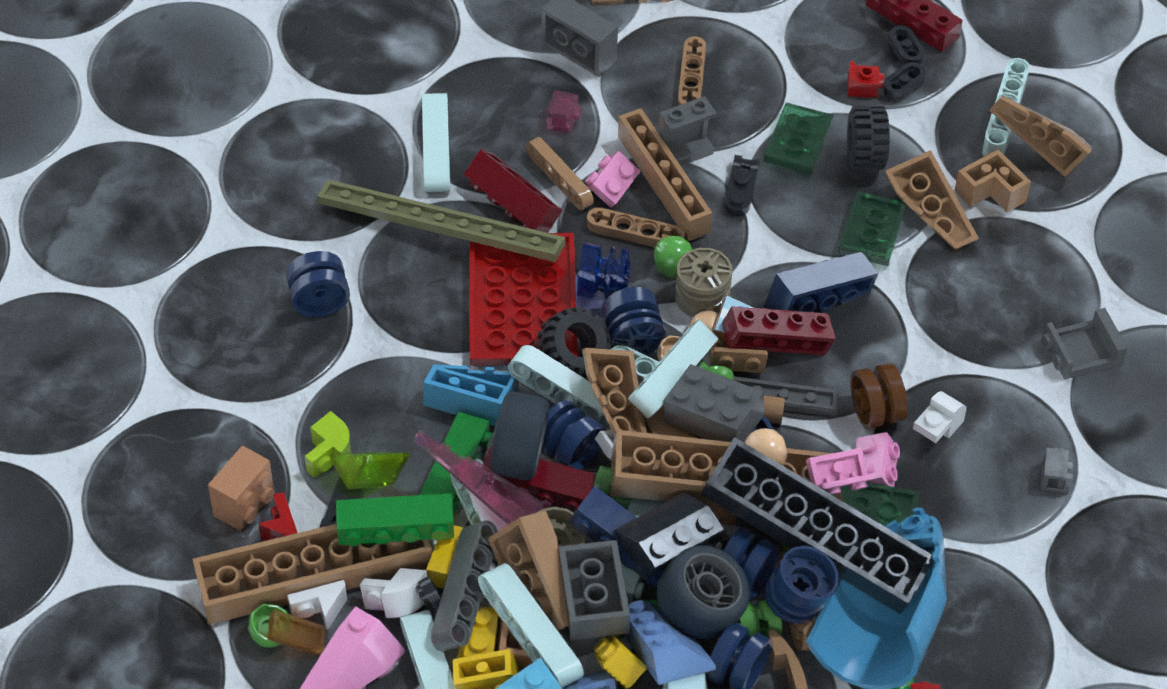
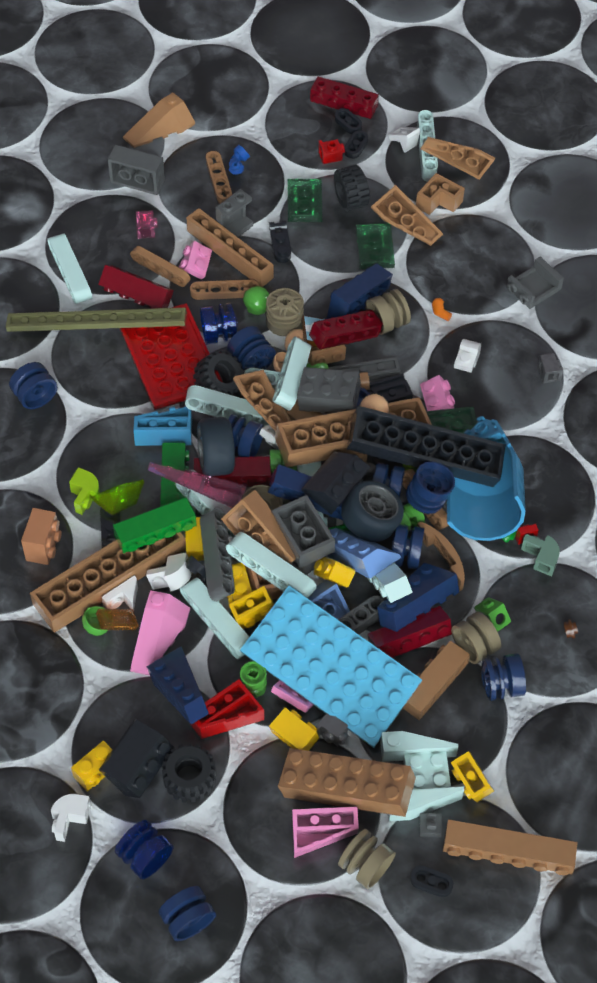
camera: 20 degrees left, 5 degrees up
(282, 521) = (75, 549): red slope -> none
(721, 64) = (235, 165): none -> blue arm
(811, 433) = (392, 388): none -> black plate
(839, 470) = (426, 407): bright pink bracket -> none
(854, 323) = (390, 309): none -> dark tan wheel
(879, 396) = (425, 353): reddish brown wheel -> none
(928, 343) = (438, 309): none -> orange arm
(980, 90) = (406, 136): none -> white slope

